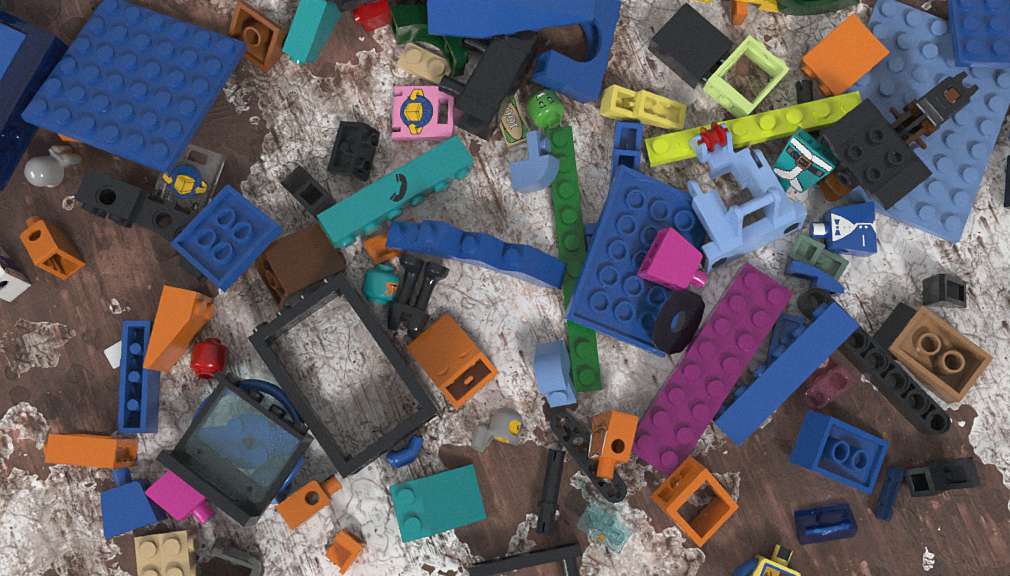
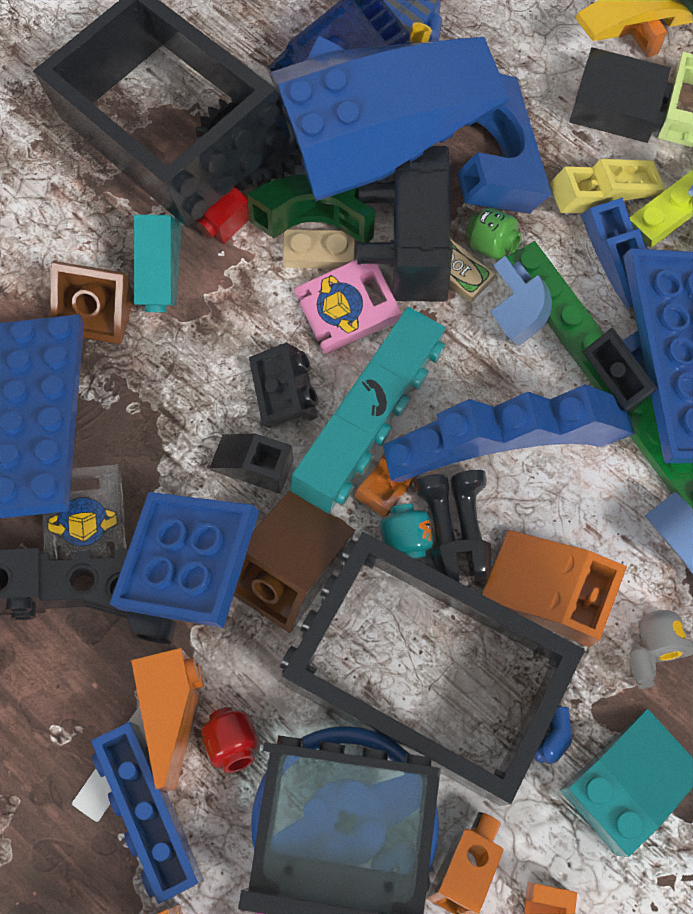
camera: 30 degrees left, 10 degrees down
(567, 244) = (620, 370): none -> black slope

